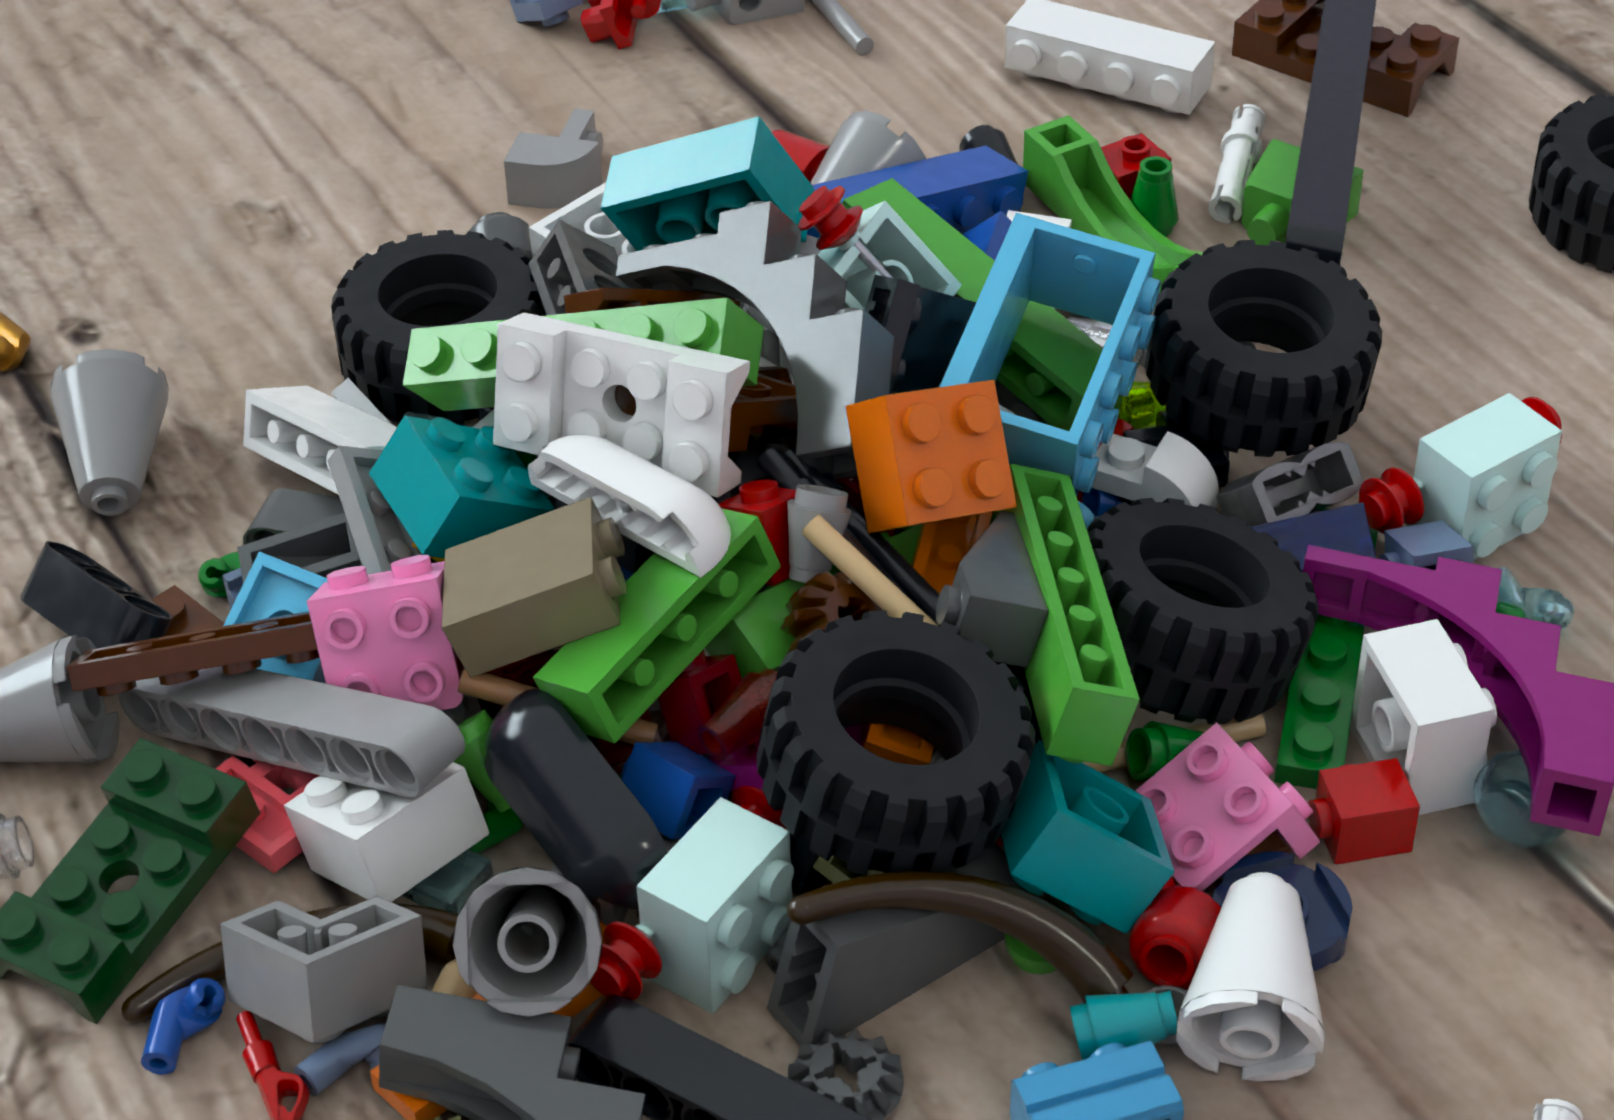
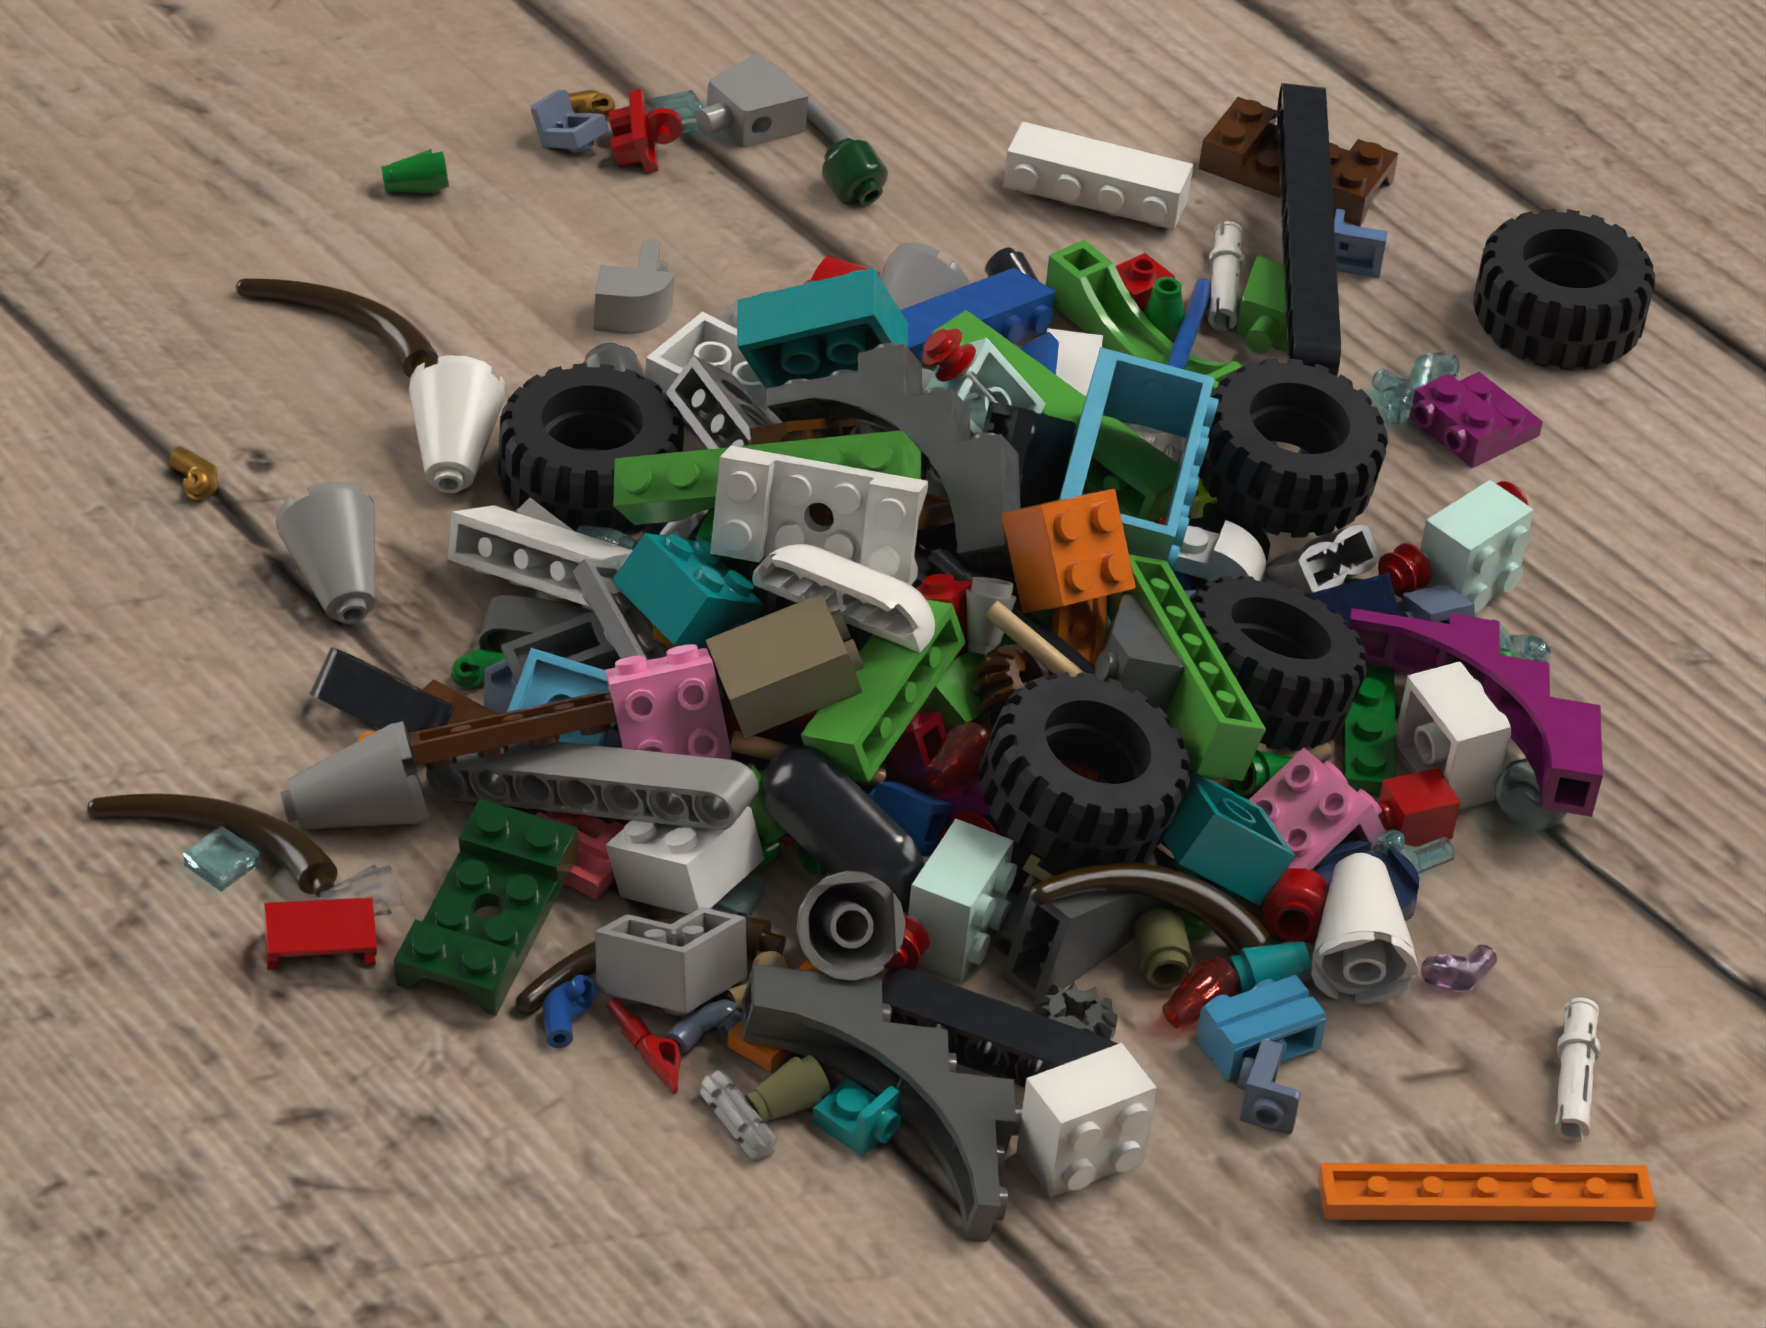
camera: 15 degrees left, 0 degrees up
(291, 209) = (395, 330): none -> dark brown animal
(295, 289) = (454, 418): none -> white cone
(367, 42) = (416, 174): none -> green cone
(837, 46) = (854, 171): none -> dark green head
(984, 985) = (1162, 947): none -> olive brick
(1027, 1042) = (1202, 984): none -> clear red cone
(1181, 213) = (1190, 324): none -> blue bar
(1359, 877) = (1422, 857): none -> clear light blue arm
(1391, 1045) = (1458, 972): none -> arm
(1393, 135) = (1358, 248): none -> medium blue bracket
(1419, 298) = (1396, 395): none -> clear light blue arm
(1465, 270) = (1432, 366): none -> clear light blue arm
(1510, 326) = (1472, 417): none -> magenta plate

